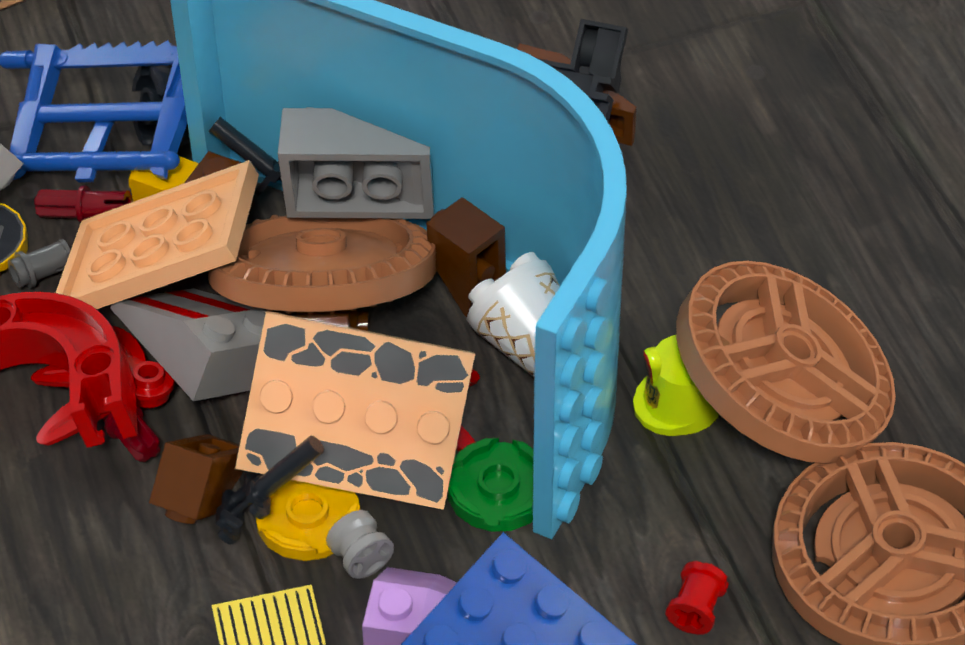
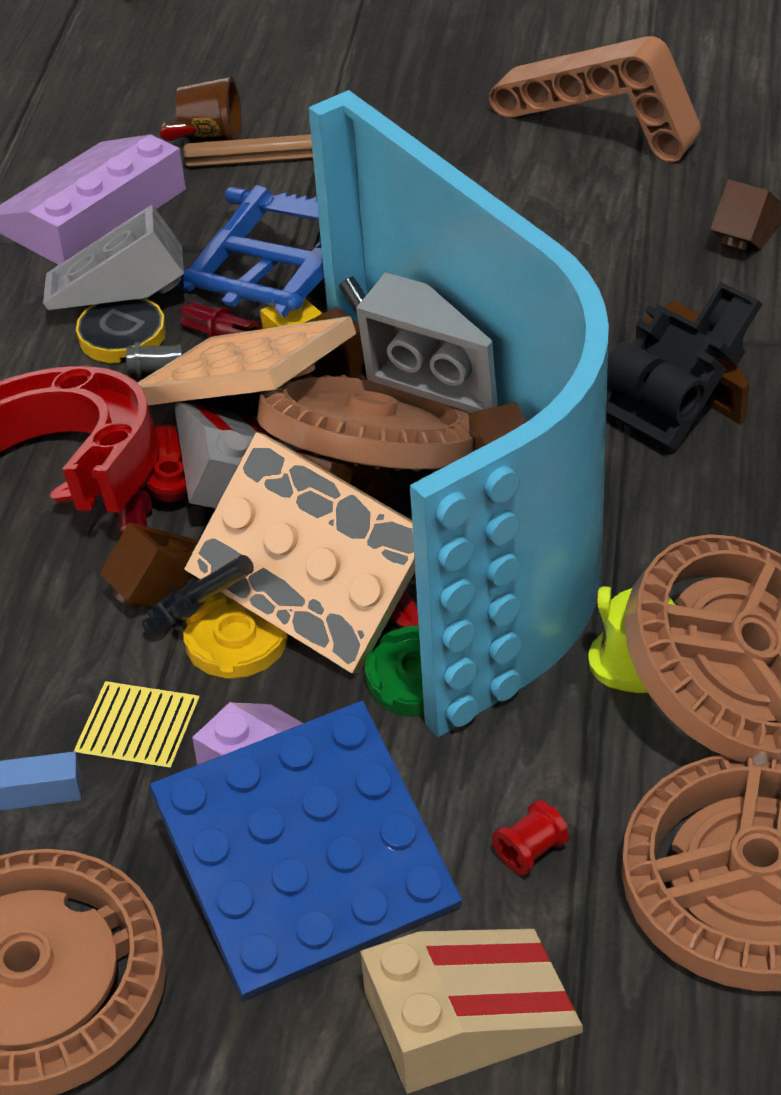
camera: 30 degrees right, 5 degrees down
(360, 544) = (254, 672): light grey wheel -> none

